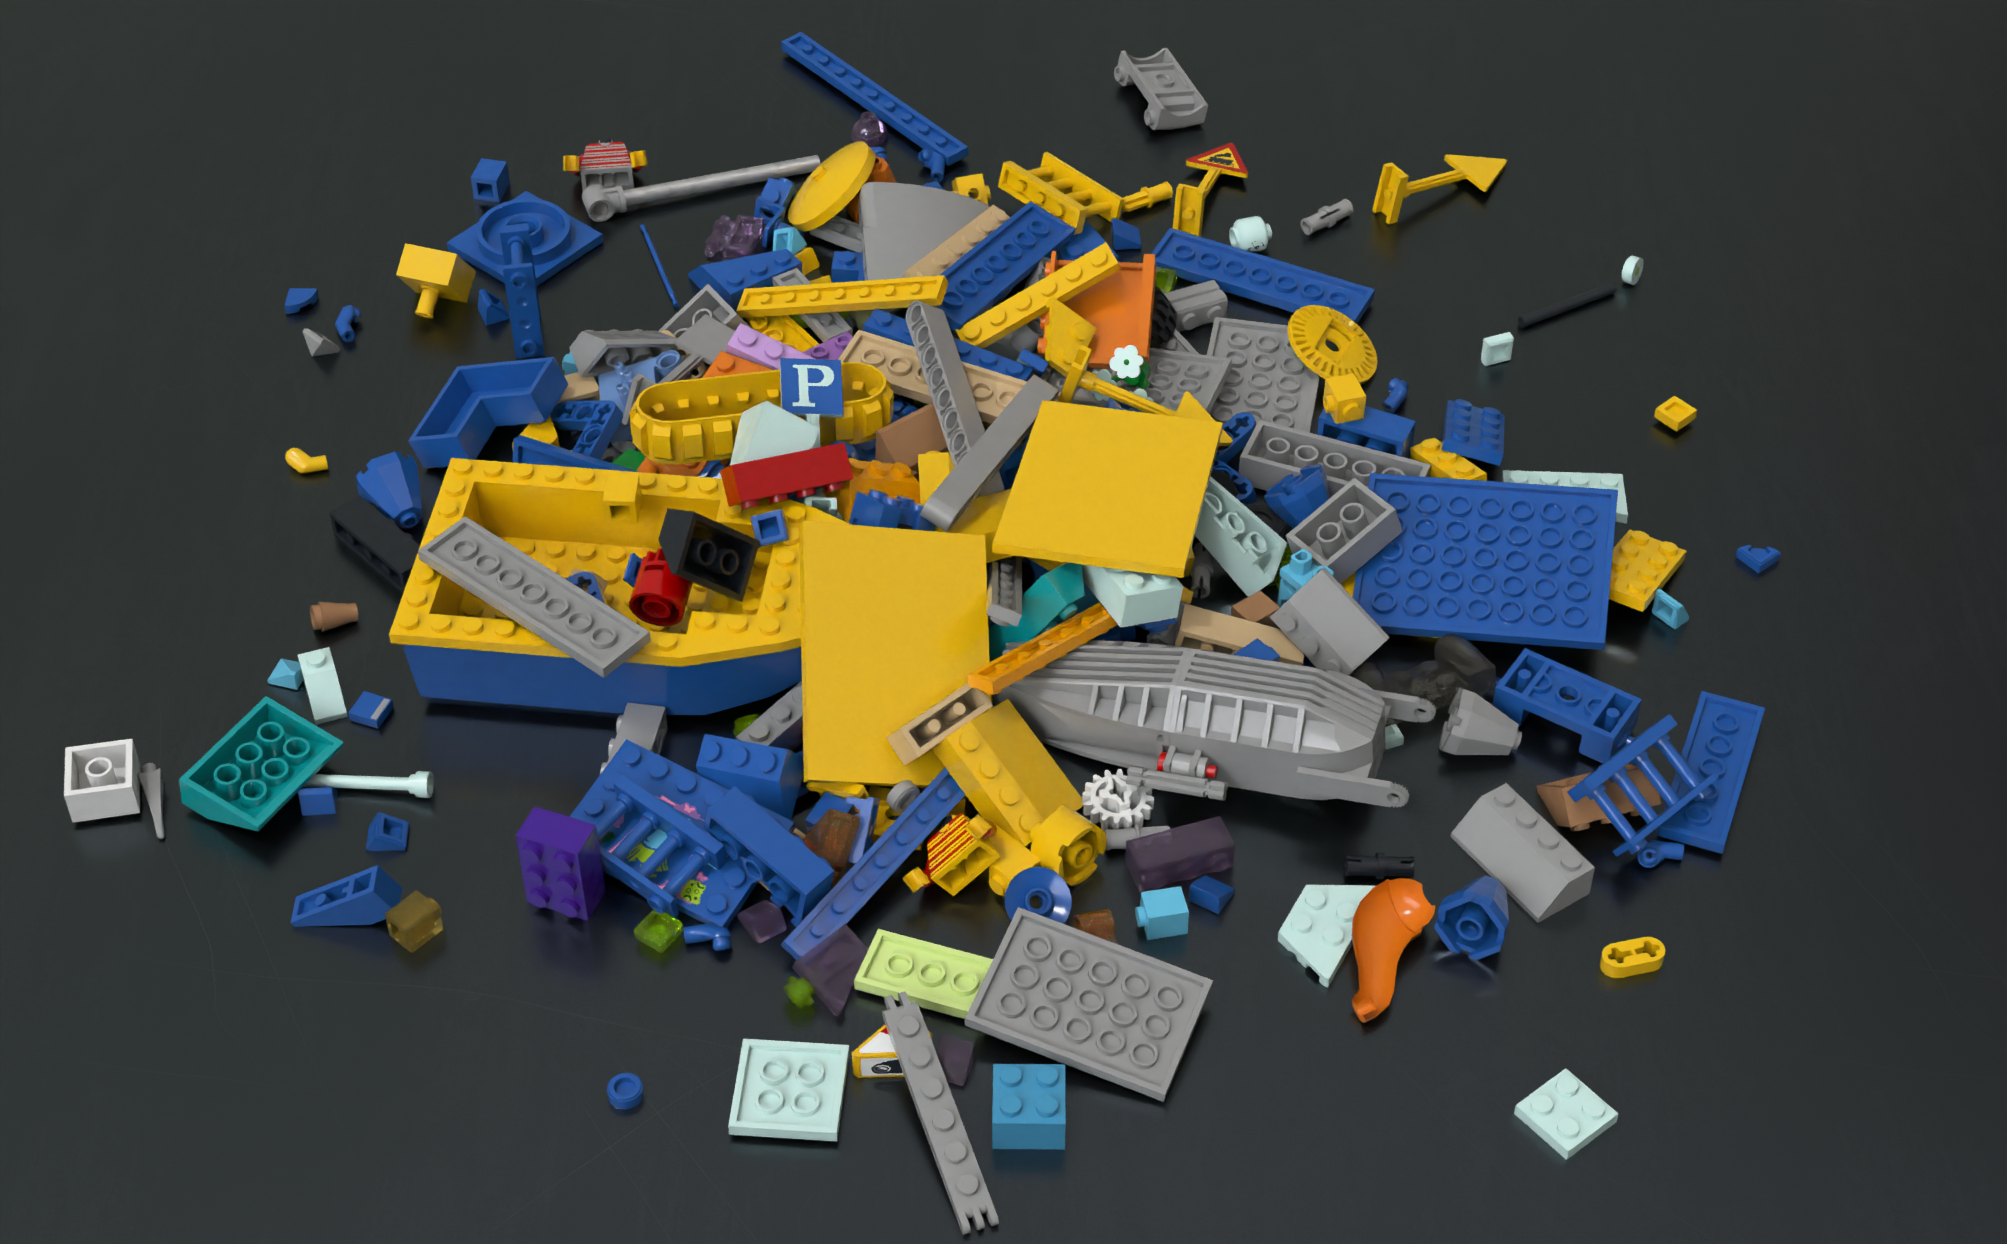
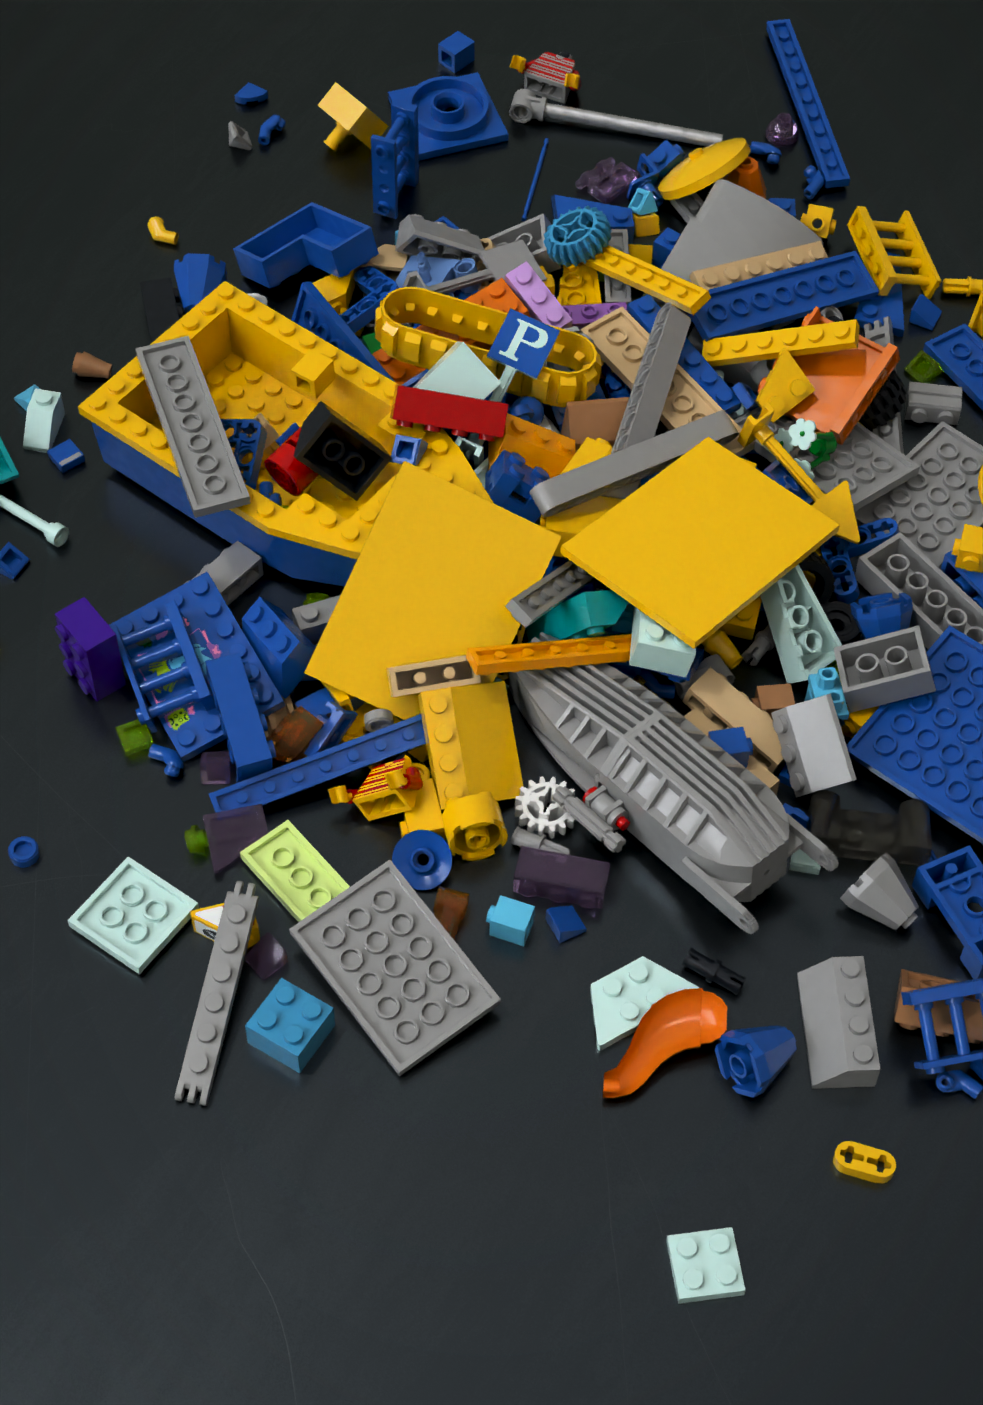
camera: 30 degrees right, 10 degrees up
(761, 288) = (577, 236): none -> dark azure gear

